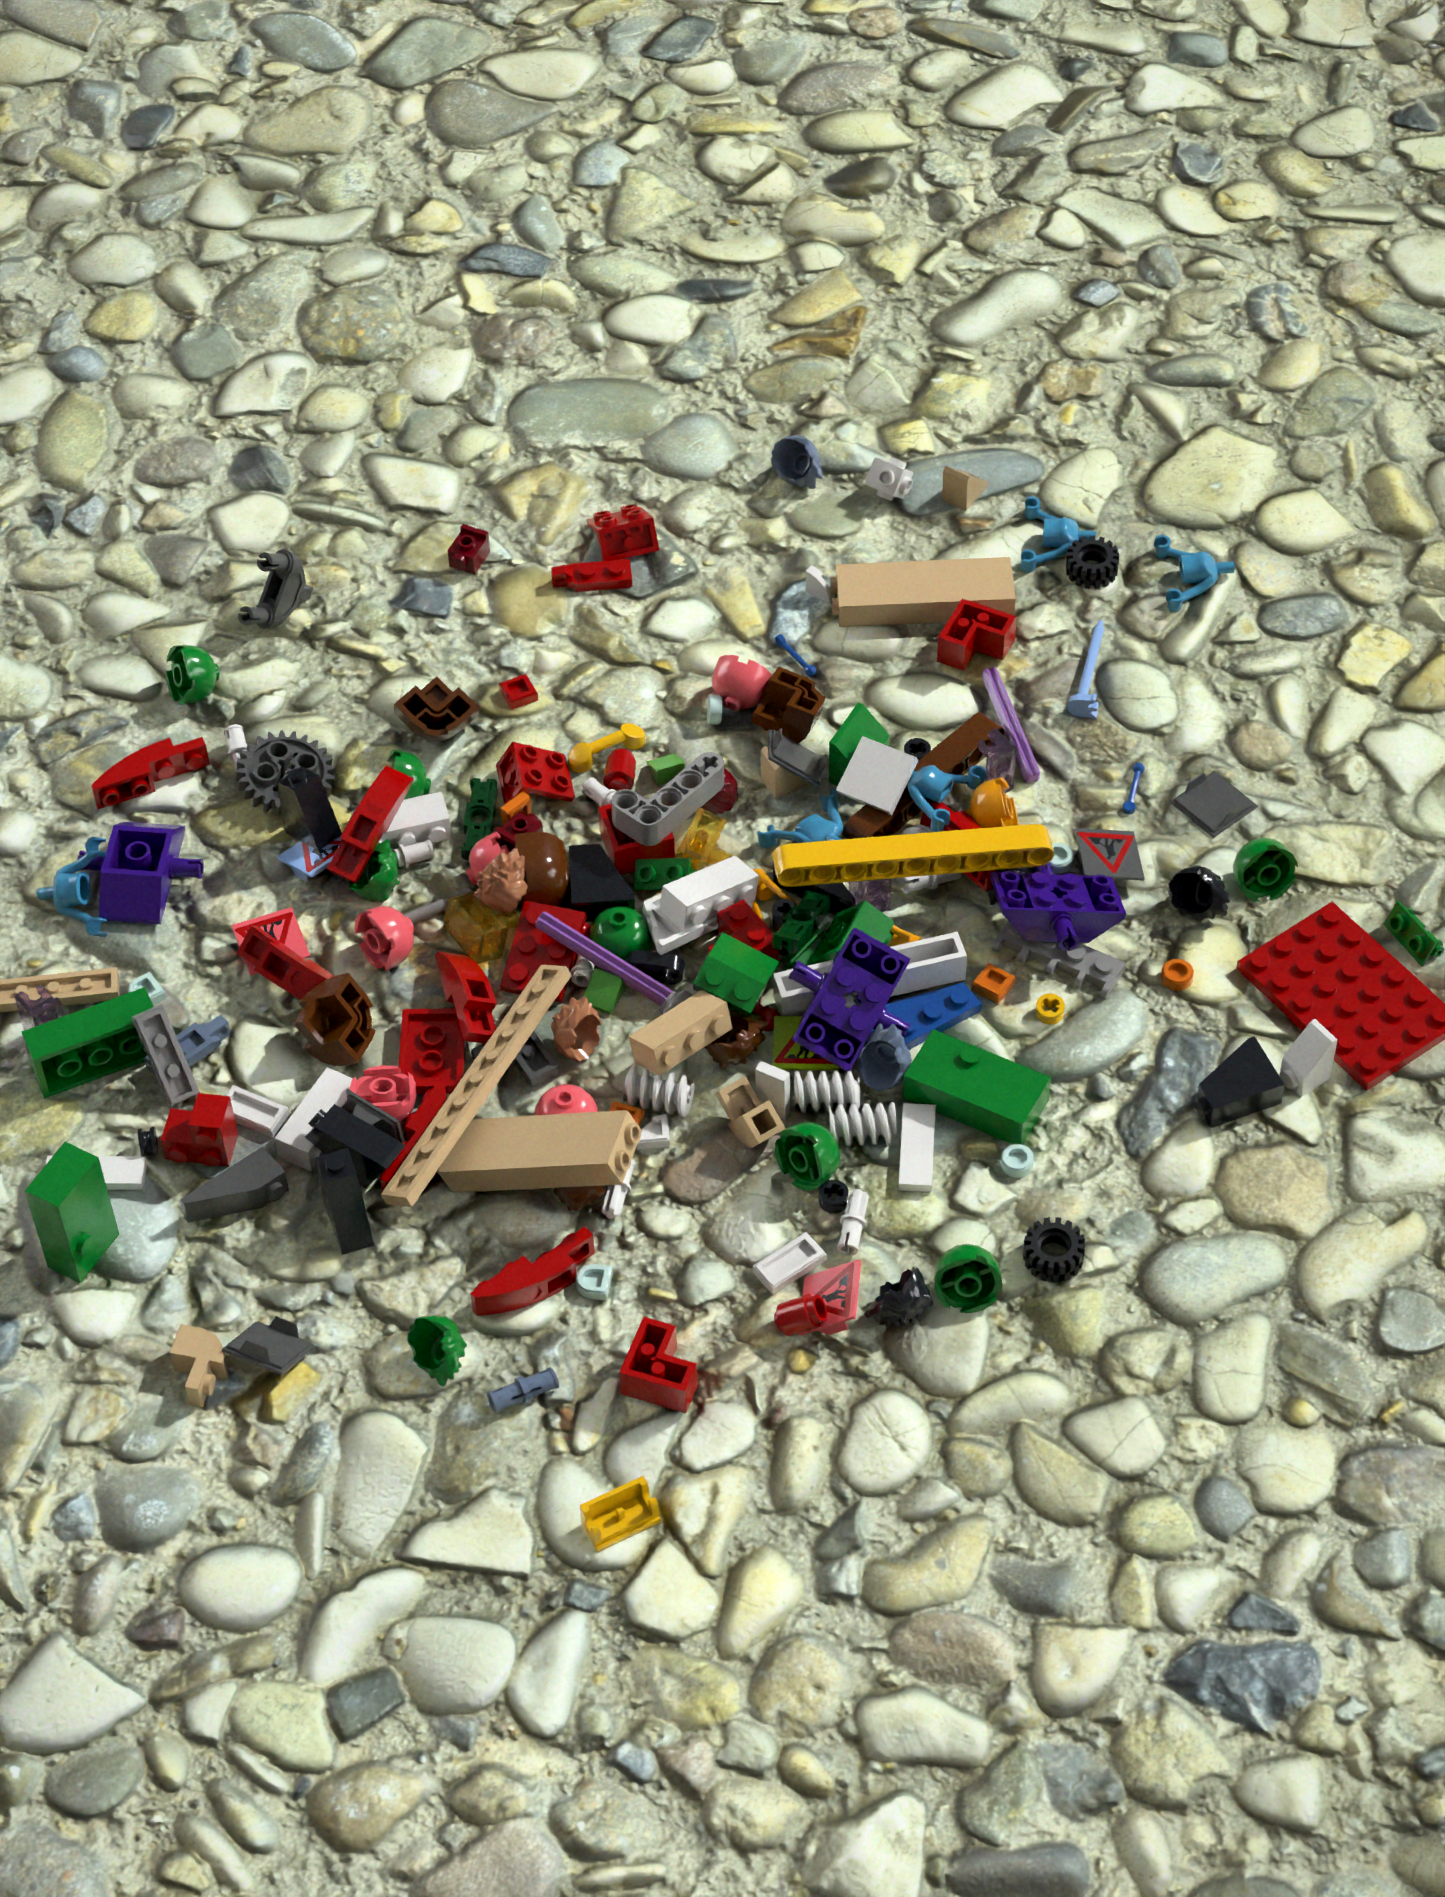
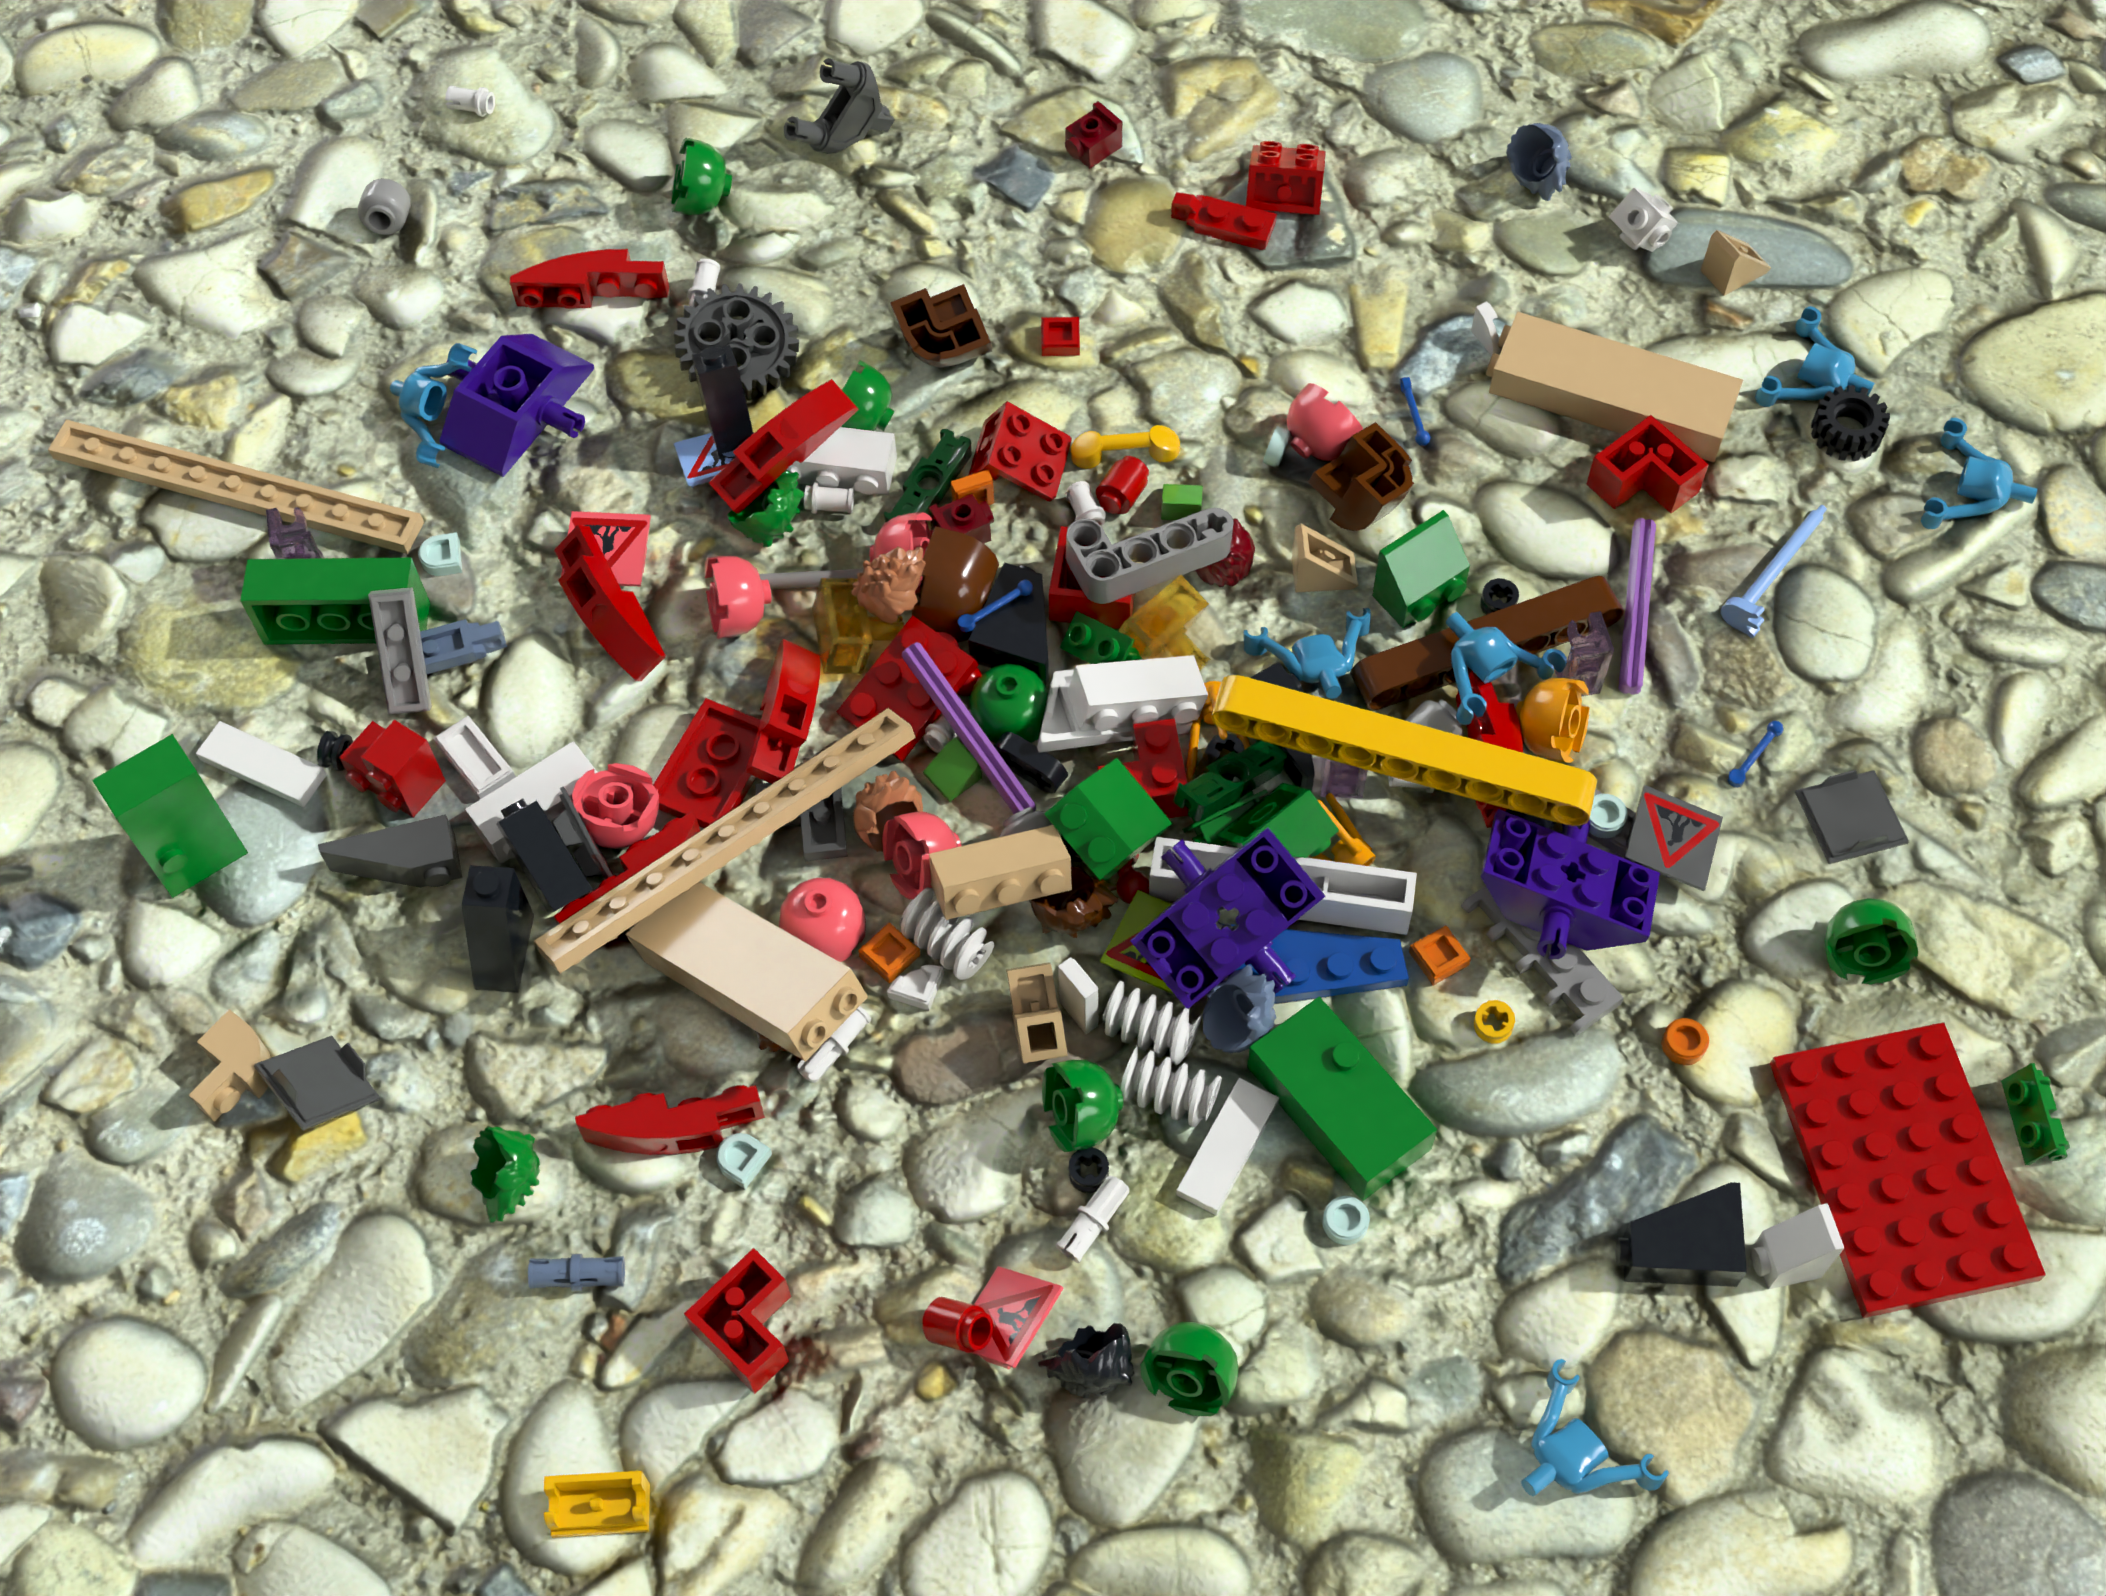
camera: 25 degrees right, 10 degrees up
(336, 1021) = (617, 684): reddish brown brick -> none
(565, 891) = (967, 622): none -> blue hinge
(608, 1048) = (909, 842): none -> coral cylinder
(789, 1263) = (988, 1239): white tile -> none
(795, 757) = (1337, 551): dark grey piece -> none
(877, 775) = (1421, 616): white tile -> none
(1051, 1265) = (1320, 1401): black tyre -> none
(1198, 893) = (1766, 941): black hair -> none
(1232, 1229) = (1576, 1450): none -> dark azure piece

